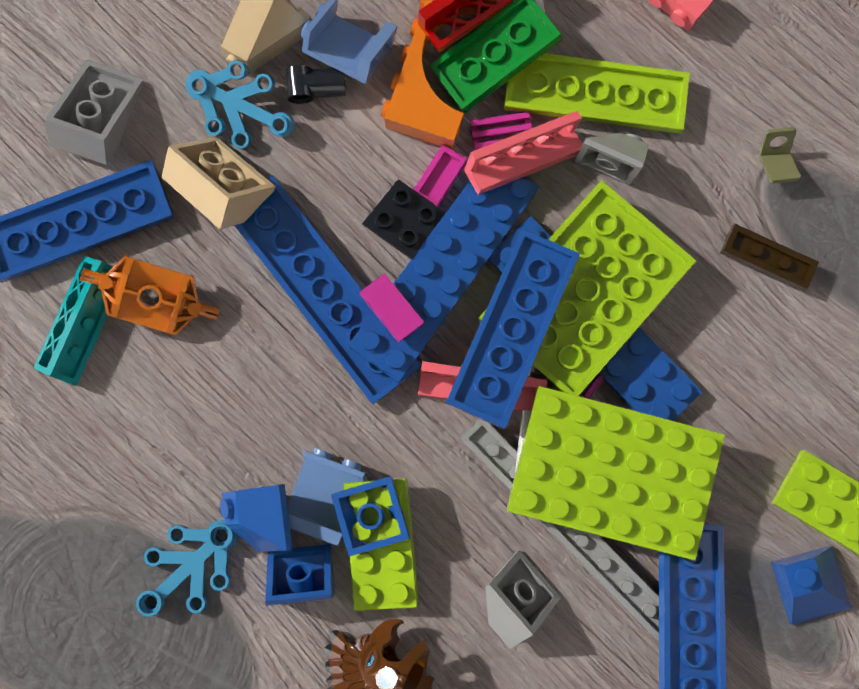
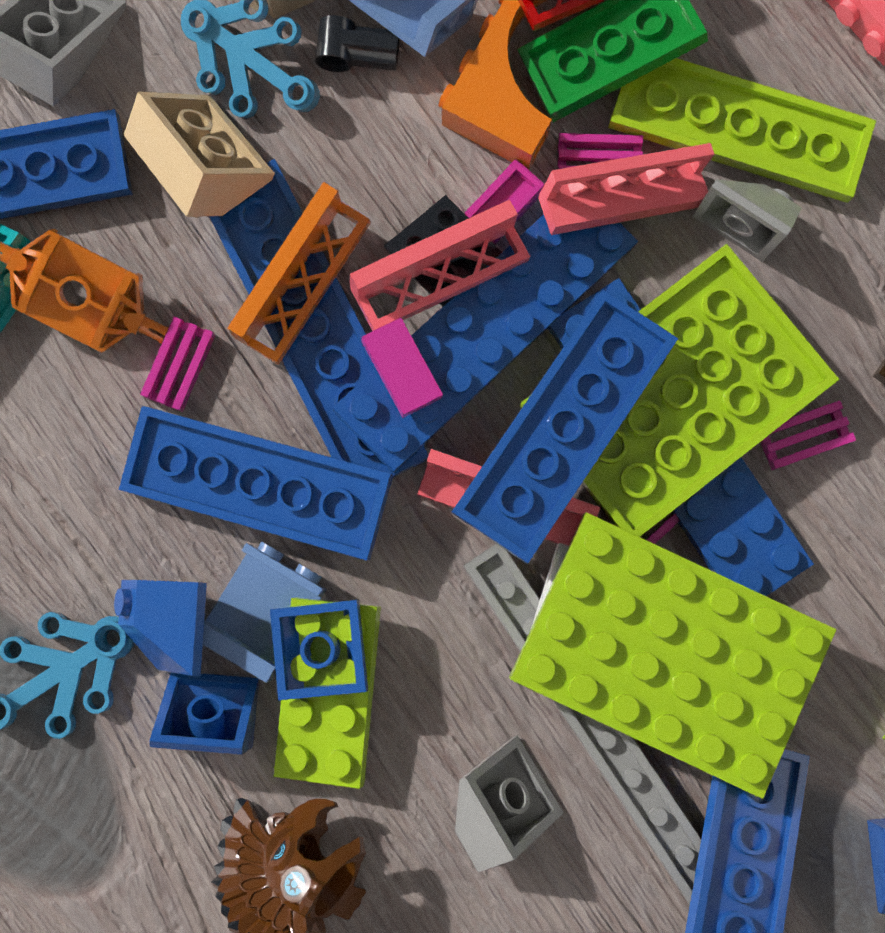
camera: 15 degrees right, 0 degrees up
(218, 334) = (163, 357): none -> dark pink tile
(296, 249) = (285, 266): none -> orange fence
(303, 407) = (256, 482): none -> blue plate
(399, 222) = (432, 252): none -> coral fence
(702, 290) = (838, 423): none -> dark pink tile

